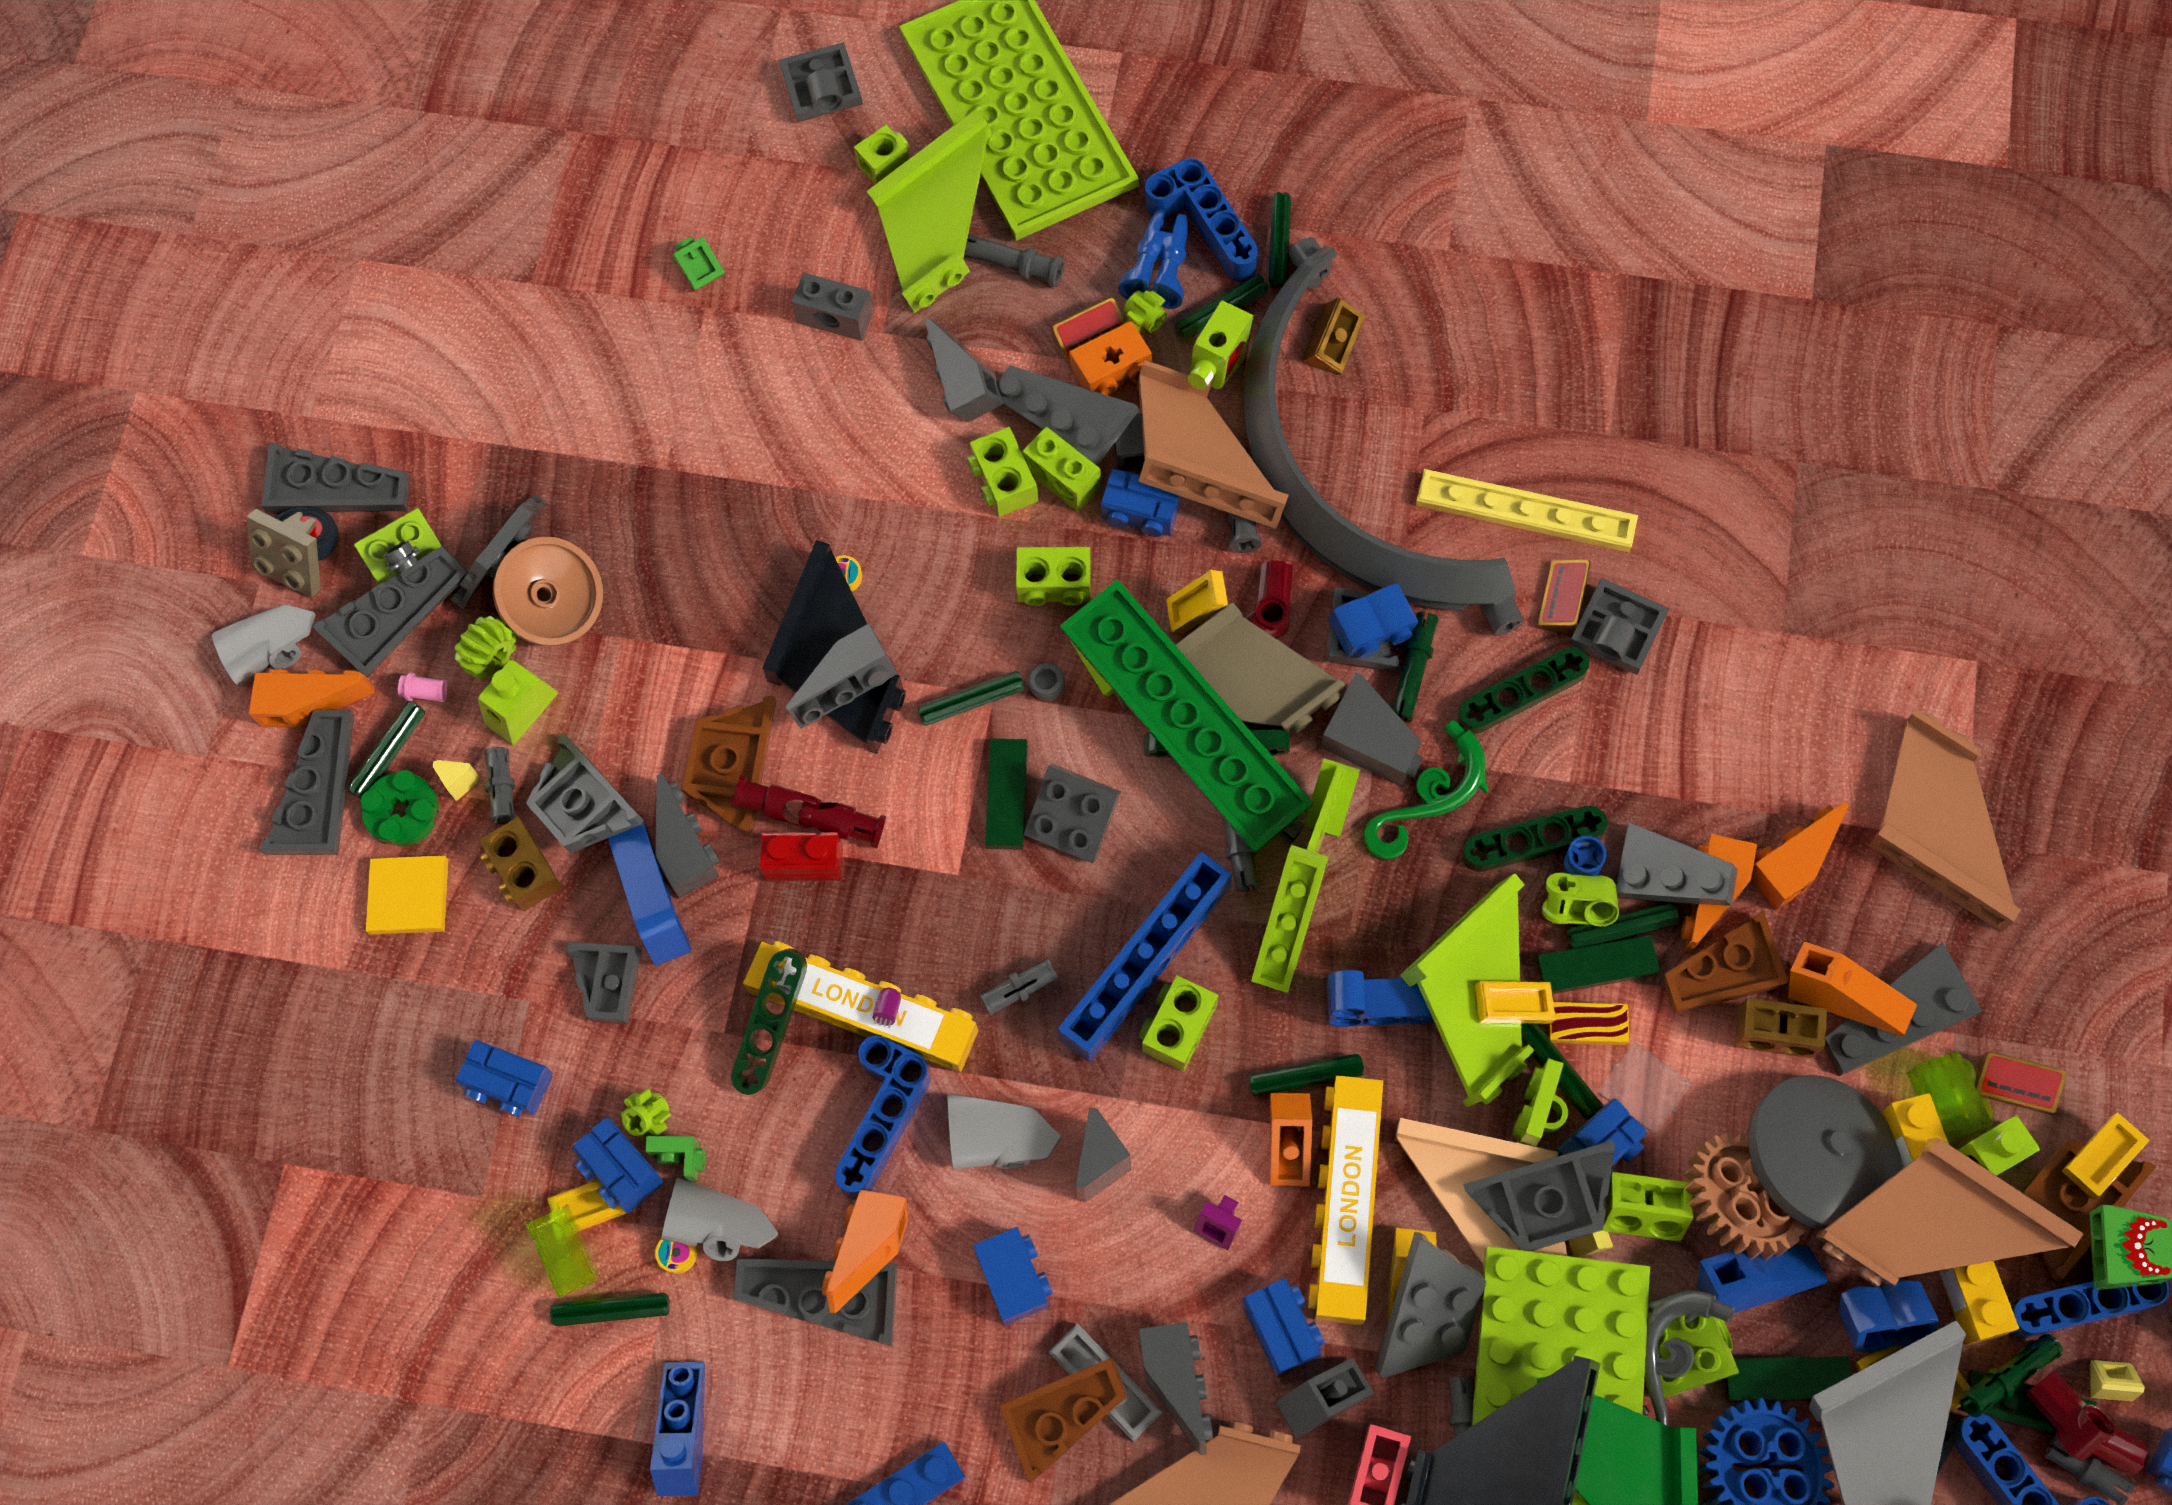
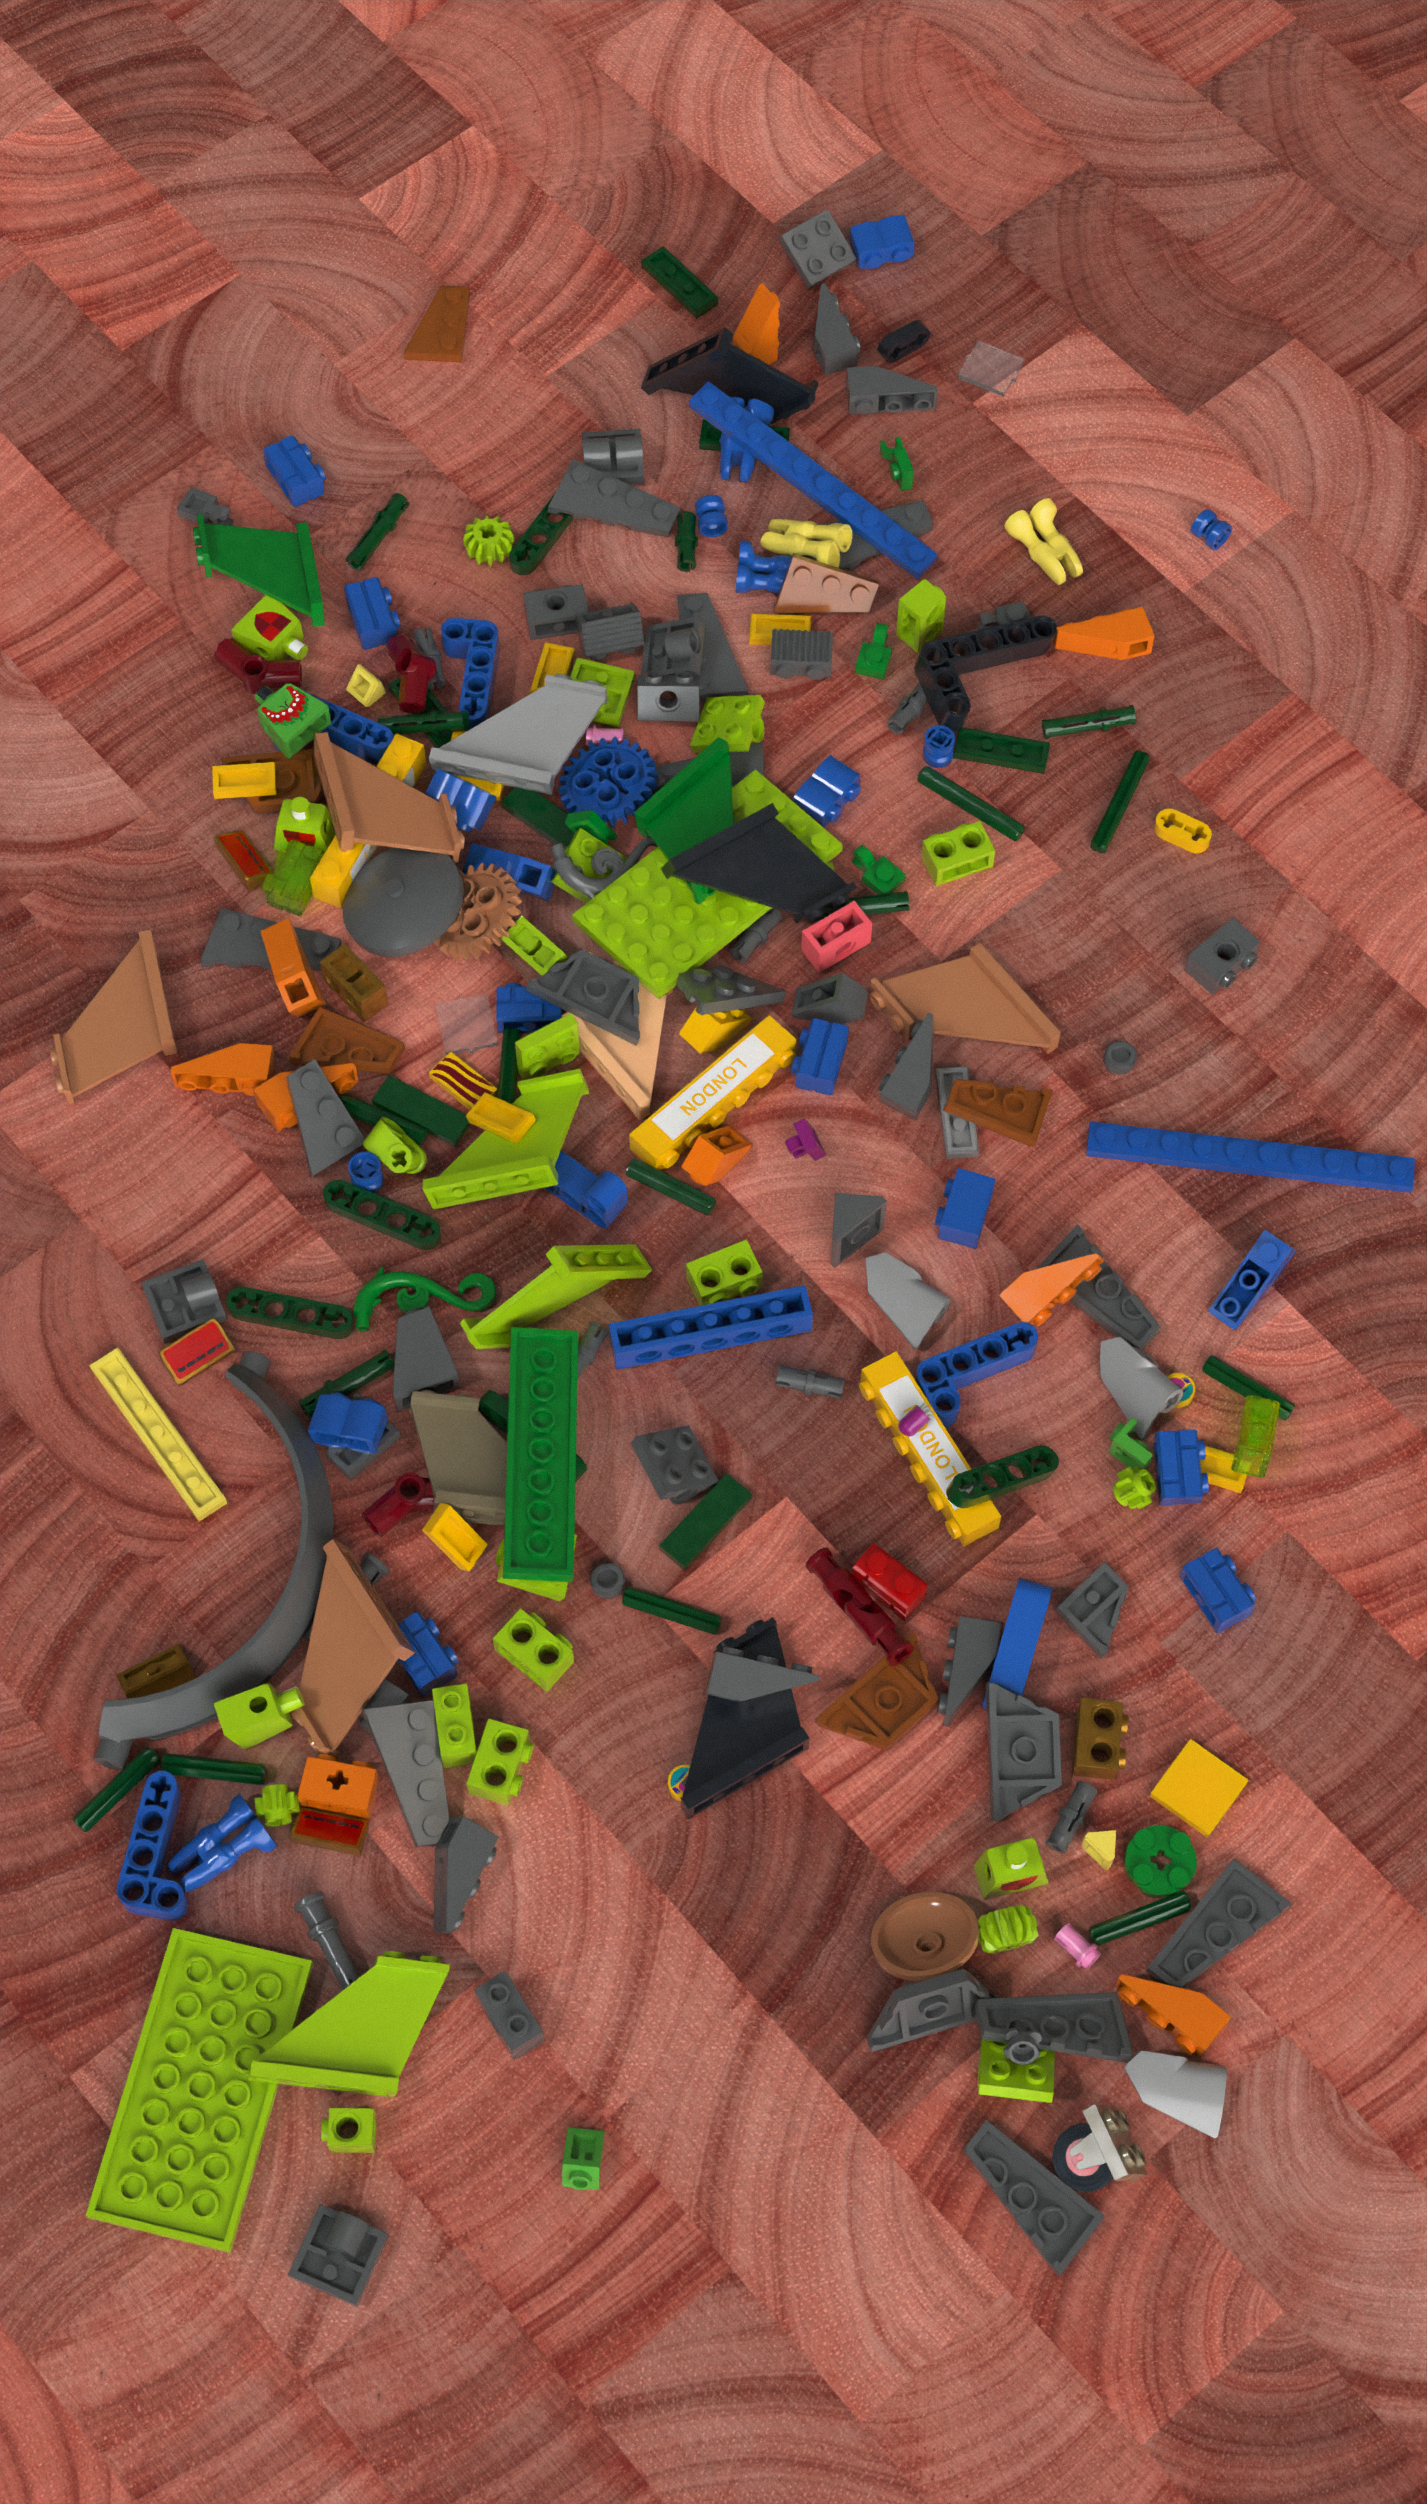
camera: 145 degrees left, 5 degrees down
(1731, 1389) = (591, 823): none -> green plate

